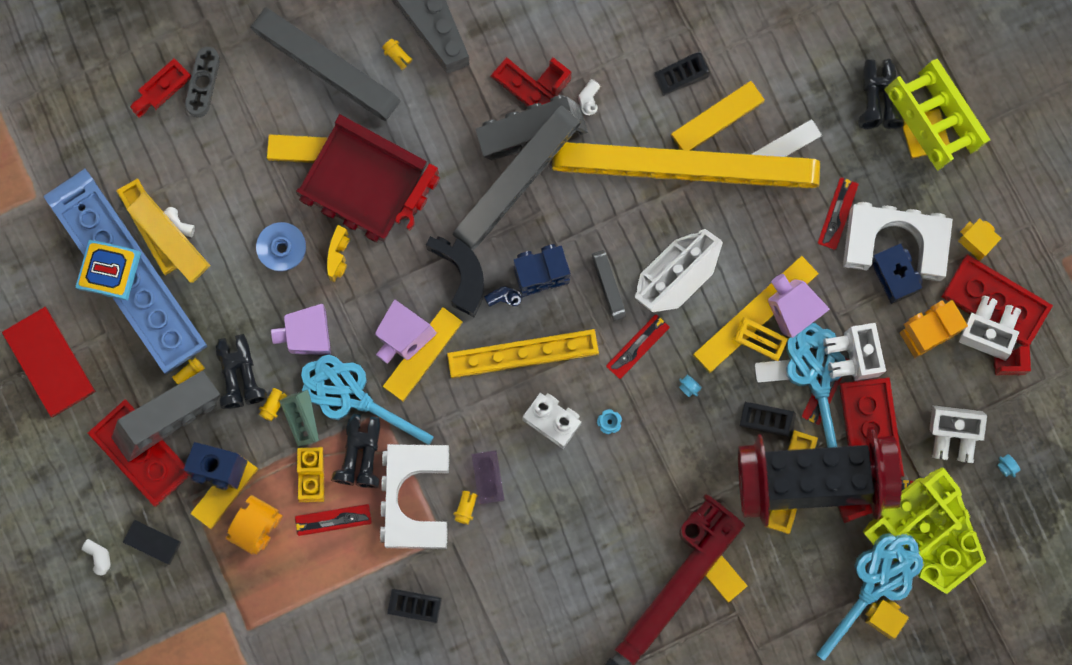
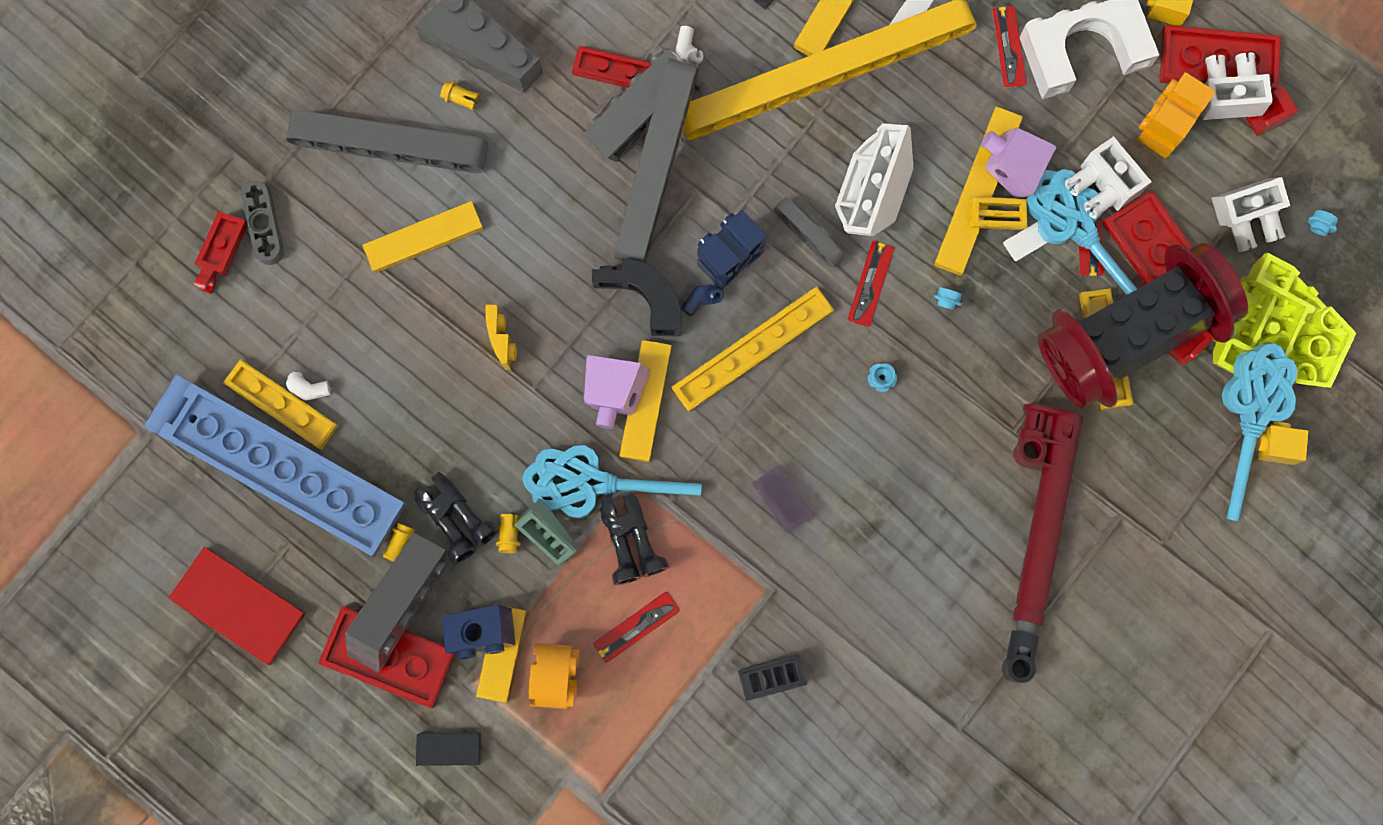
camera: 20 degrees left, 0 degrees up
(100, 557) = (399, 794): white arm -> none
(108, 270) = (254, 472): slope -> none
(168, 237) = (305, 406): yellow tile -> none
(276, 235) = (425, 347): medium blue dish -> none
(305, 332) = (505, 437): lavender torso -> none
(310, 474) = (588, 589): yellow slope -> none
(361, 179) = (486, 244): dark red panel -> none
(402, 463) = (715, 601): white arch -> none
(417, 198) = (558, 237): red plate -> none
(465, 508) = (774, 544): yellow pin -> none
(552, 420) = (821, 404): white brick -> none
(555, 77) = (642, 40): red panel -> none
(726, 580) = (1091, 486): yellow tile -> none
(789, 424) = (1068, 278): black slope -> none
(896, 286) = (1106, 92): dark blue brick -> none

